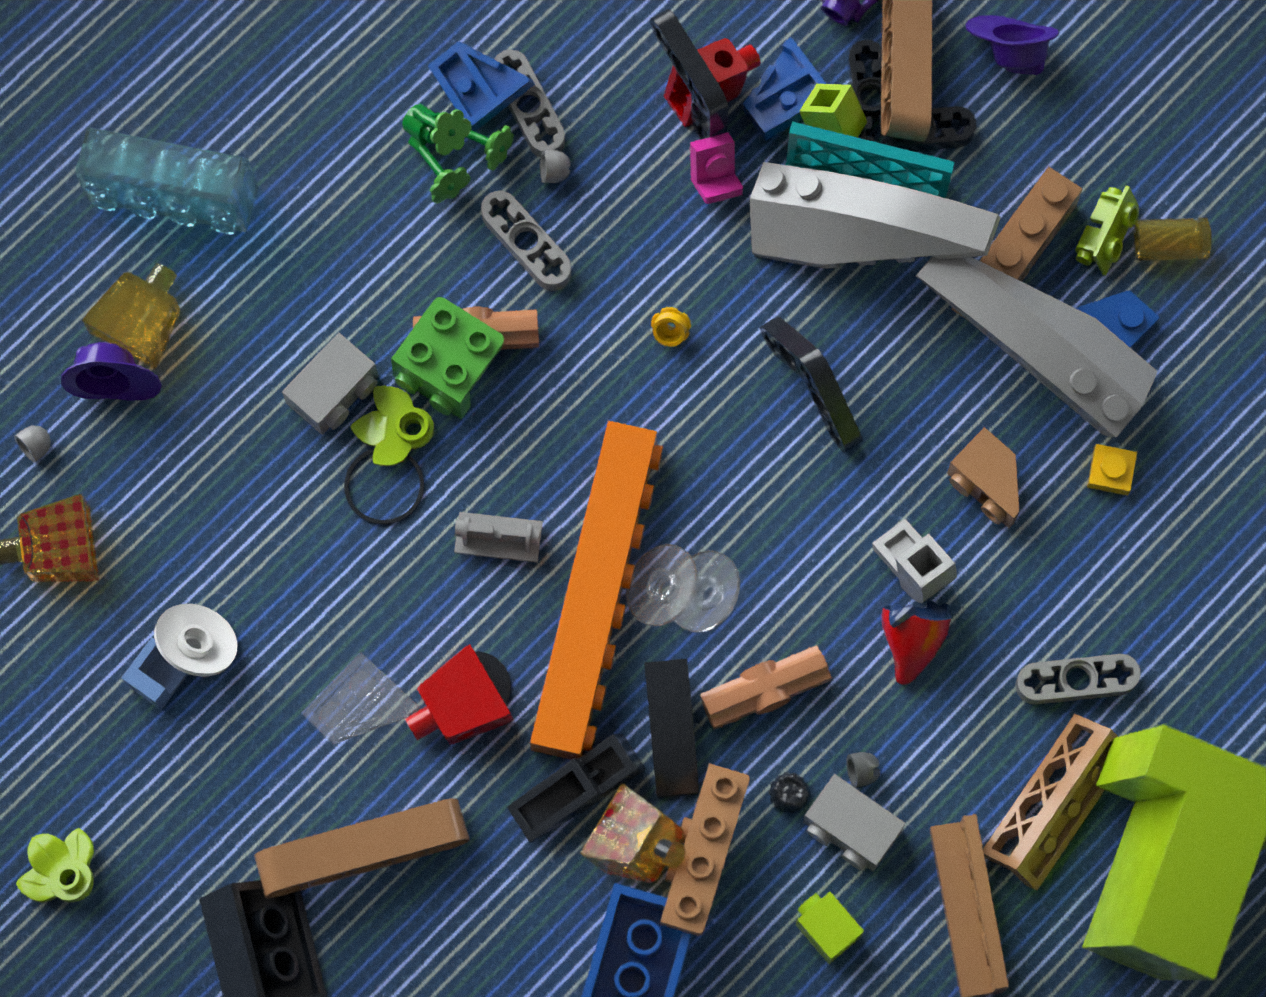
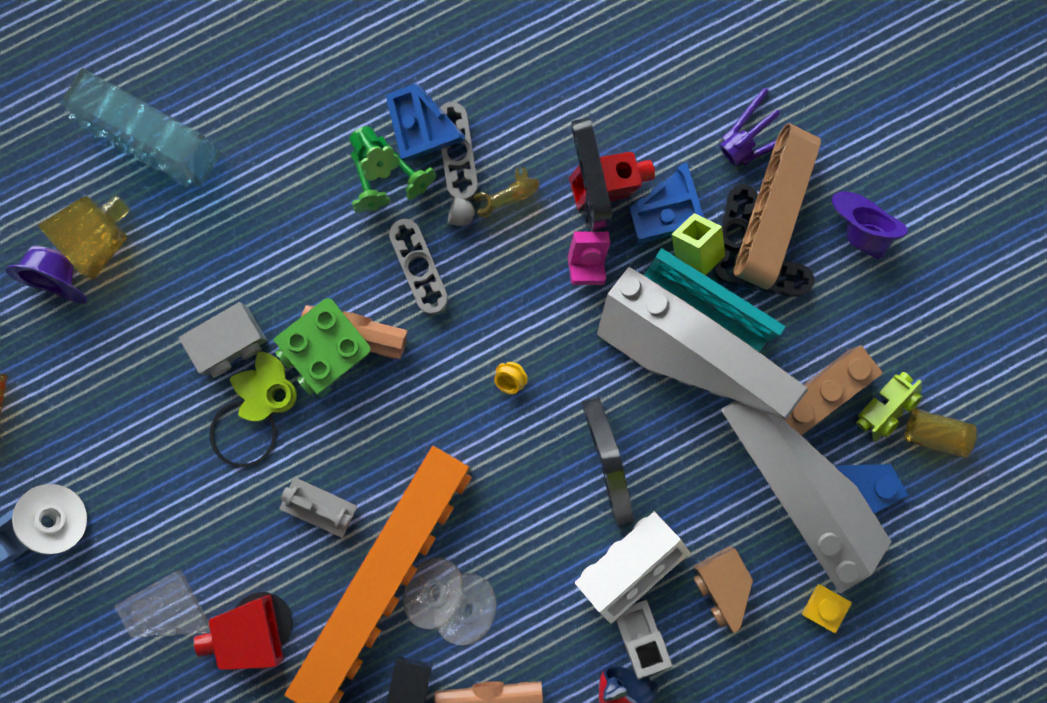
camera: 15 degrees right, 10 degrees up
(613, 122) = (515, 192): none -> clear yellow piece
(877, 485) = (632, 567): none -> white brick

